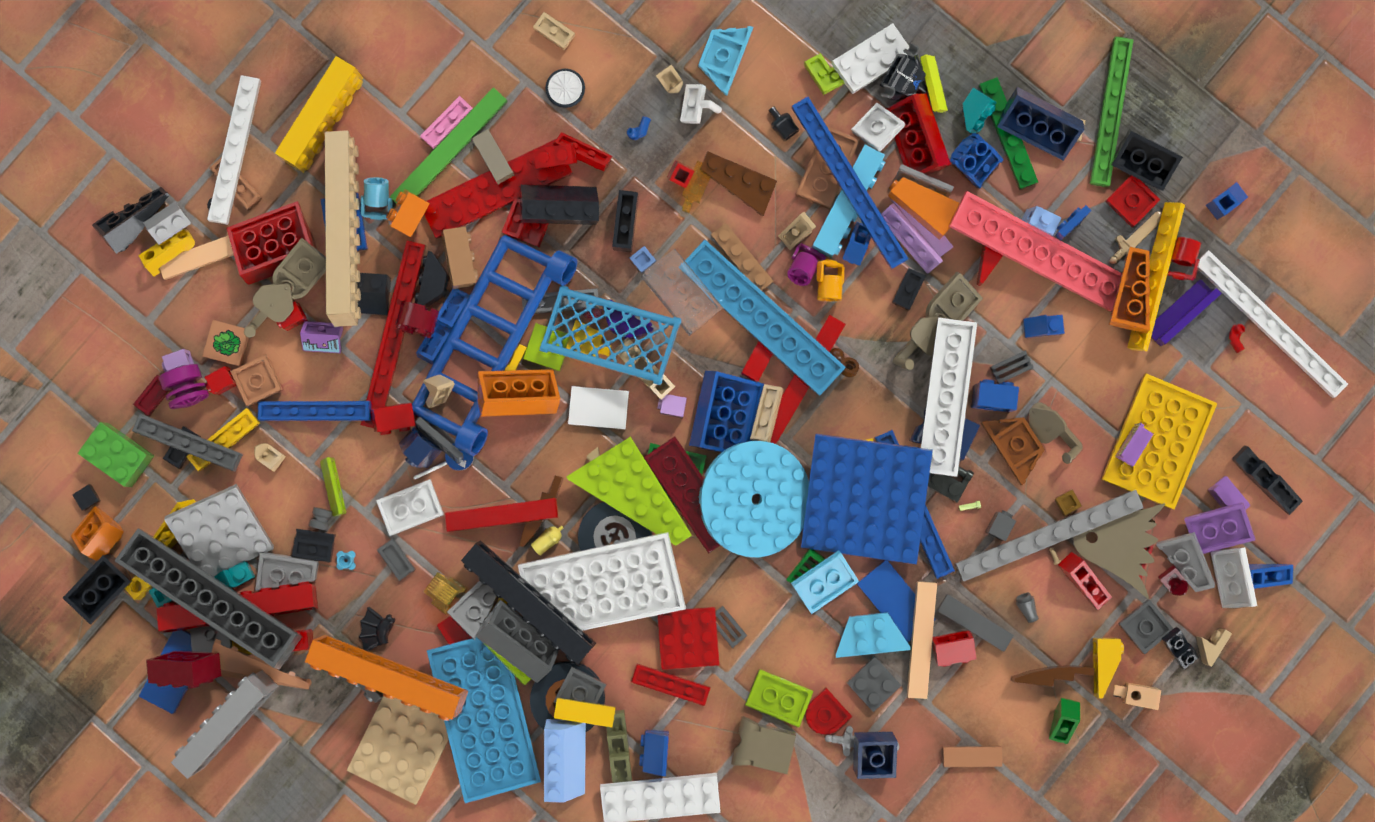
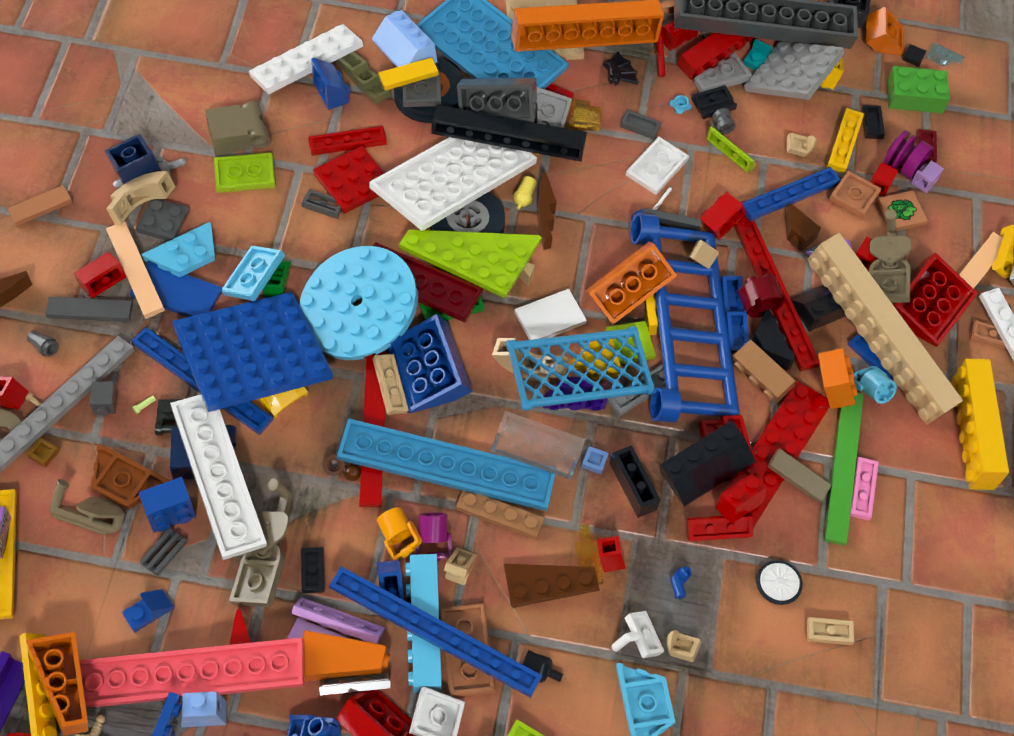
camera: 140 degrees right, 25 degrees down
(59, 482) = (943, 55): none -> clear light blue tile
(187, 442) = (870, 122): dark grey tile -> none
(324, 631) = (660, 55): none -> red bar
(332, 372) = (799, 228): none -> reddish brown slope
(419, 449) = (683, 195): dark blue wedge -> none
(501, 515) = (576, 188): red tile -> none
(672, 405) = (481, 347): lavender brick -> none
(757, 362) = (426, 422): red slope -> none
(826, 713) = (195, 179): red tile -> none
(885, 720) = (137, 191): none -> tan arch

